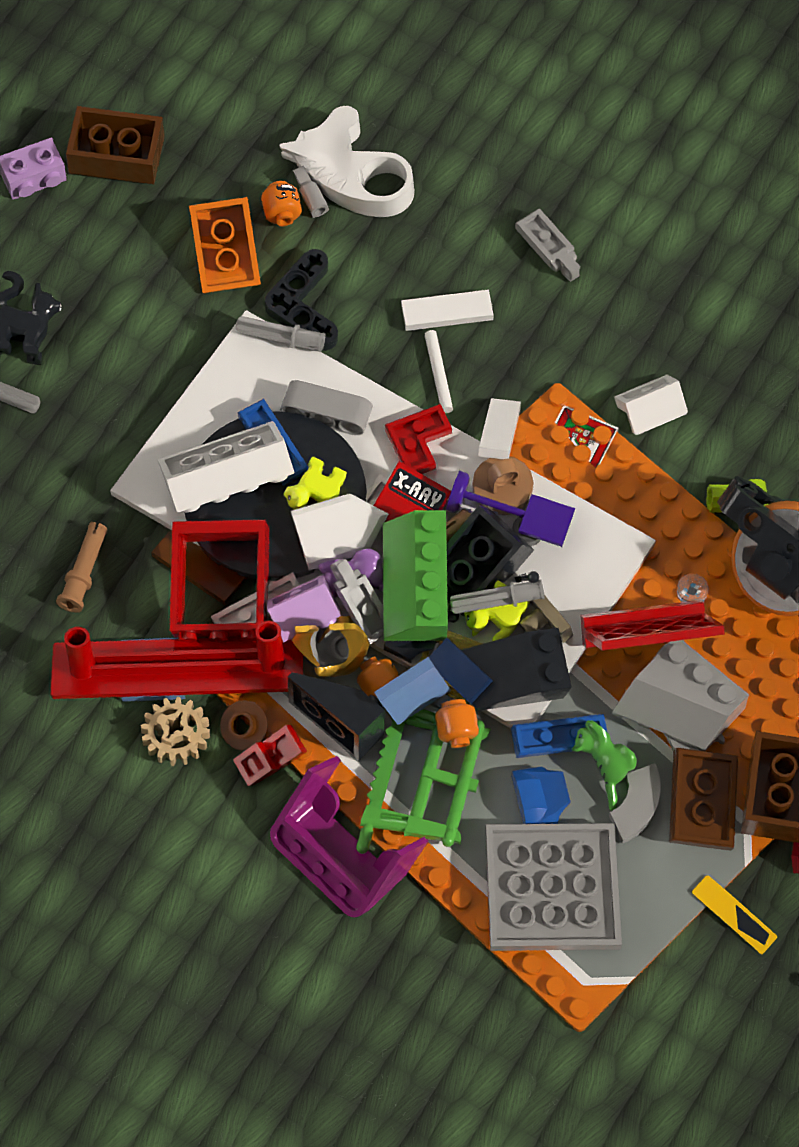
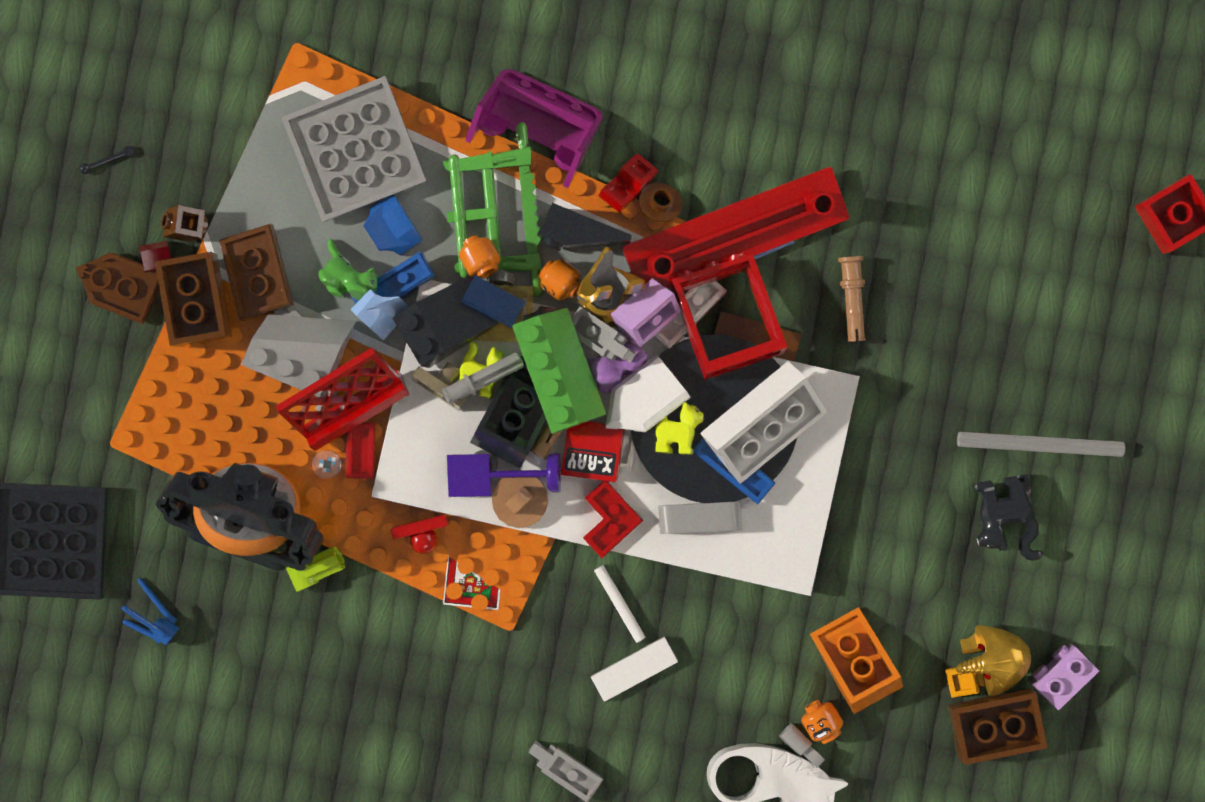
camera: 160 degrees right, 25 degrees up
(79, 196) = (1004, 659): none -> pearl gold piece
(130, 197) = (962, 684): none -> light orange tile
(182, 742) = (728, 175): tan gear -> none
(293, 297) = (776, 631): black beam -> none
(293, 336) = (769, 578): light grey axle -> none
(412, 691) = (523, 262): medium blue tile -> none
(499, 429) = (542, 556): white tile -> none
(532, 577) = (472, 415): black hinge -> none
(586, 702) = (378, 312): none -> light blue slope
(616, 492) = (422, 537): none -> red tile
(640, 803) = (308, 251): light grey tile -> none
(652, 404) = (421, 638): white panel -> none
(653, 584) = (361, 451): none -> red tile
(734, 914) = (203, 187): yellow sticker -> none
(766, 872) = (184, 223): none -> reddish brown brick

